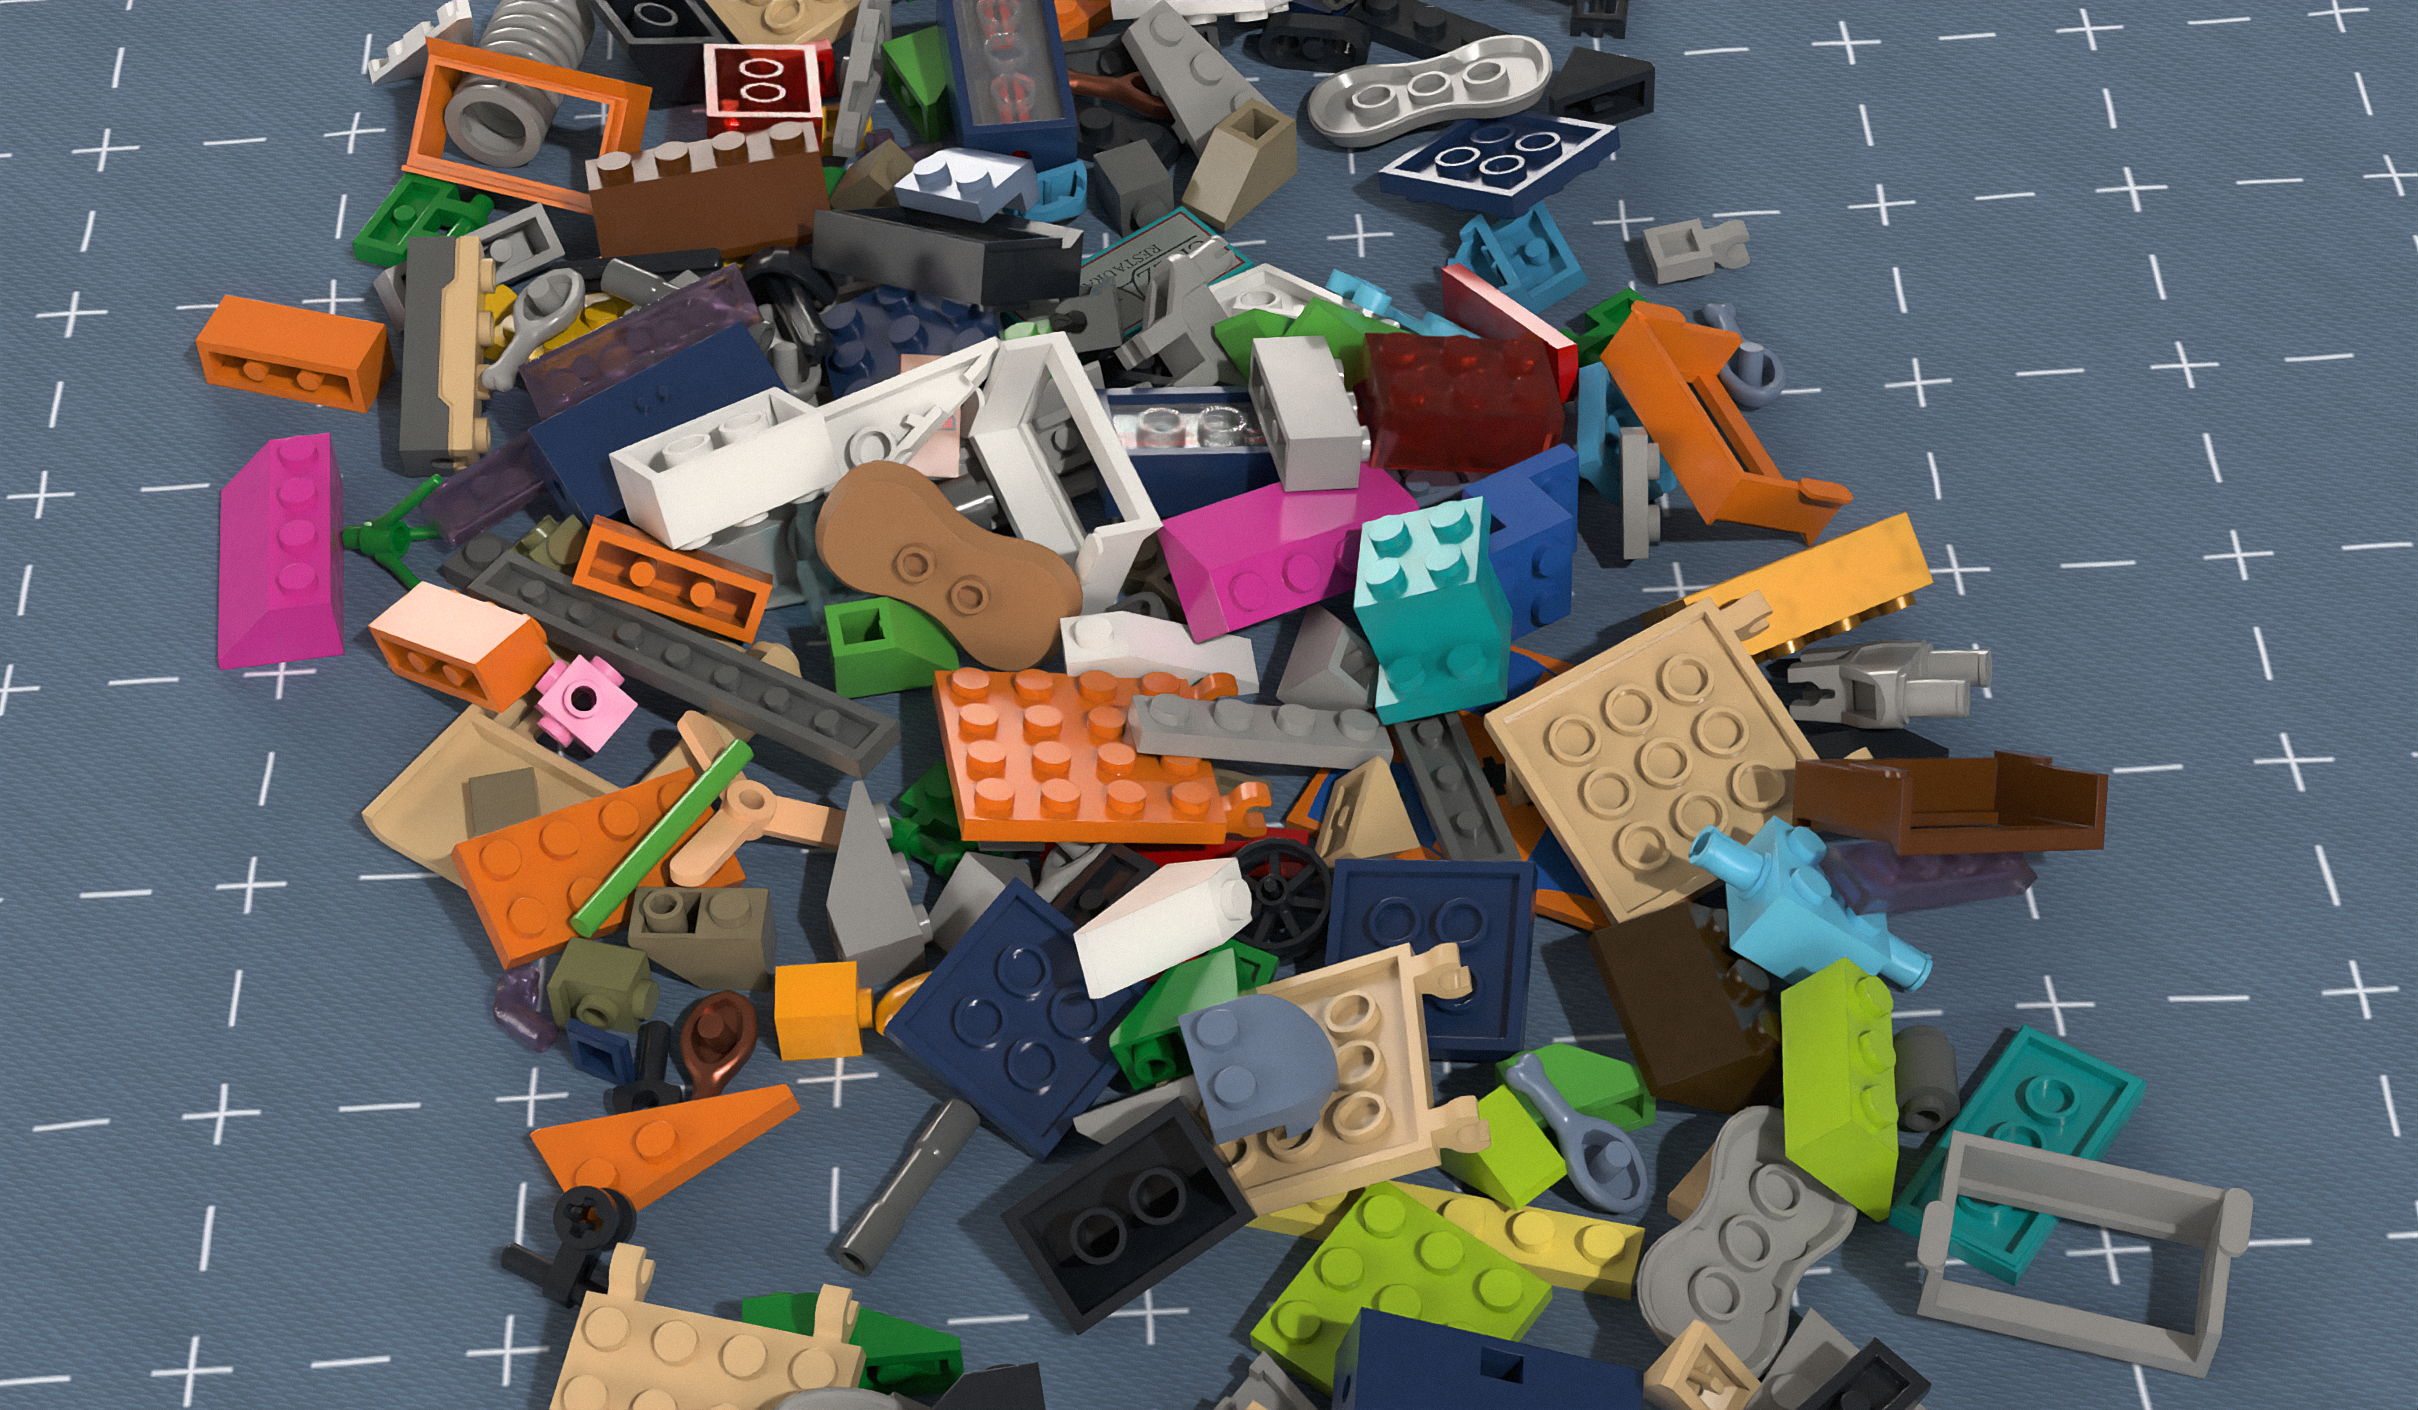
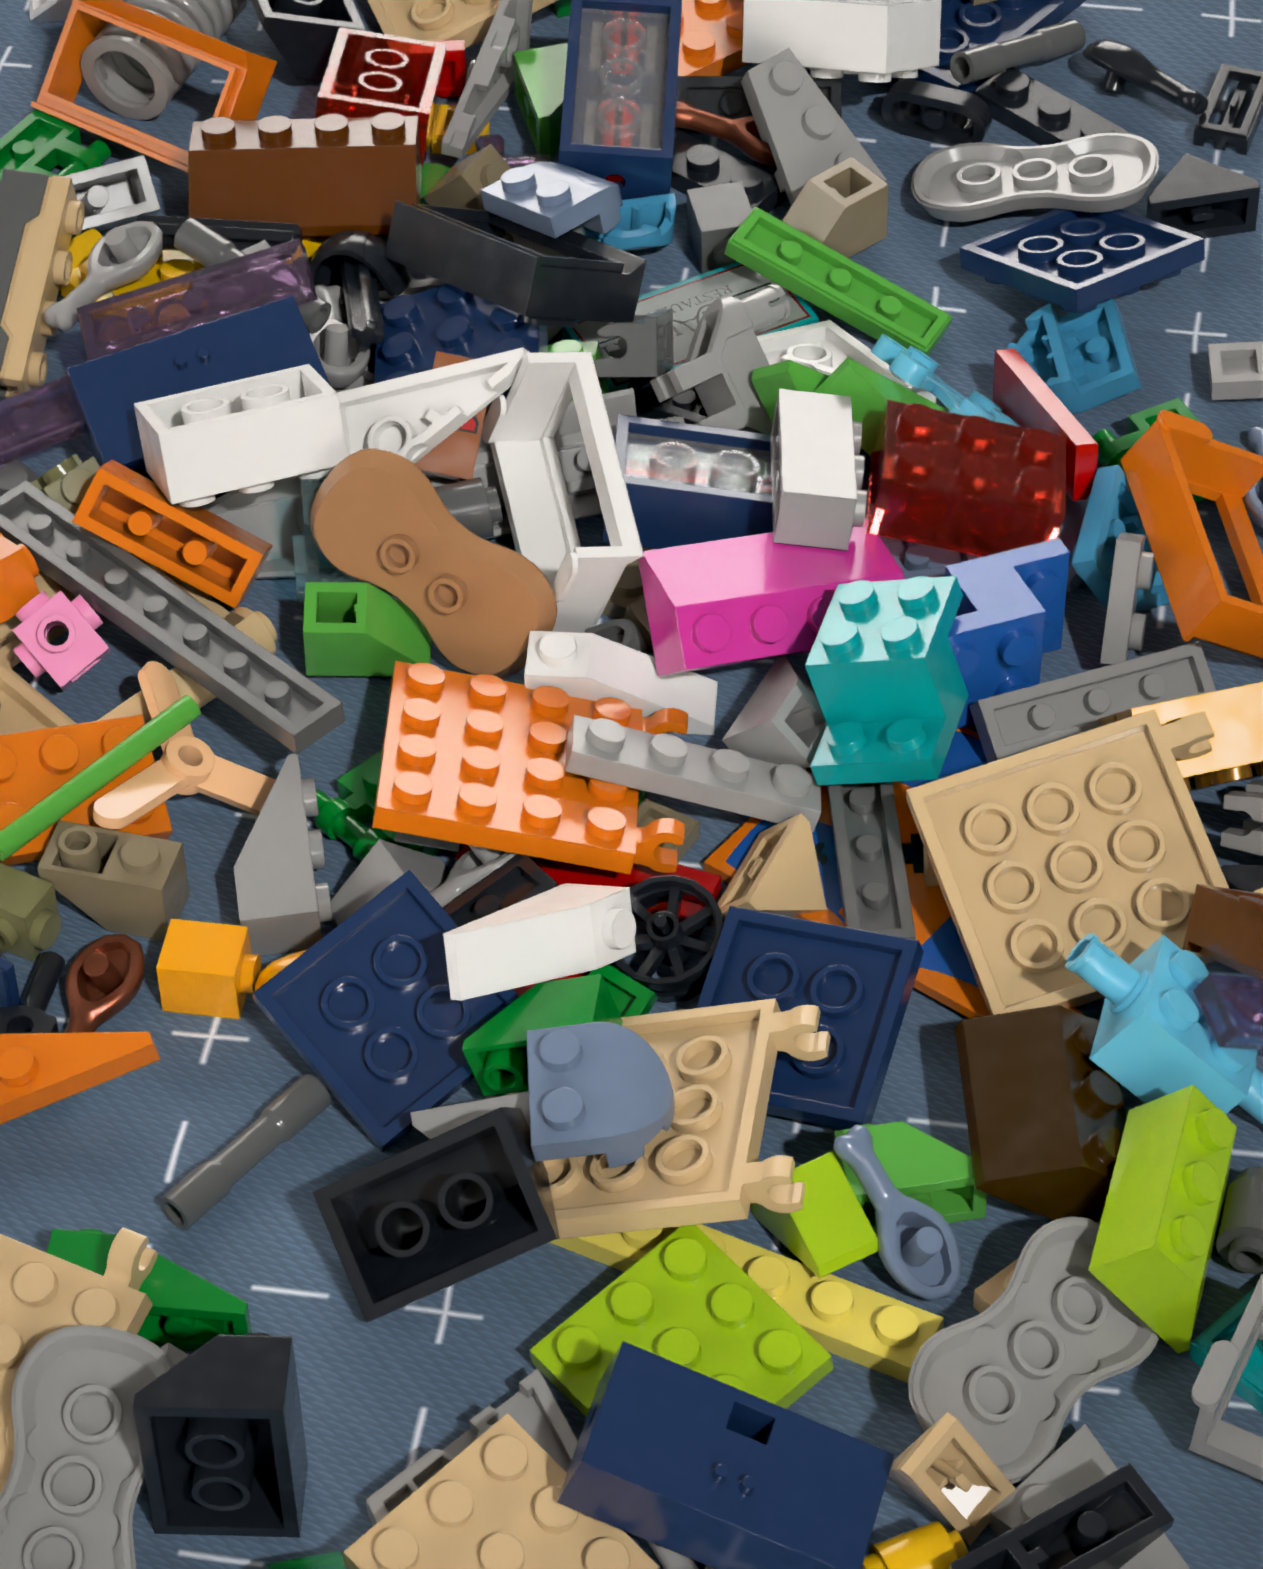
camera: 10 degrees right, 0 degrees up
(1263, 225) = (836, 283): none -> bright green tile
(1611, 605) = (1076, 702): none -> light grey plate

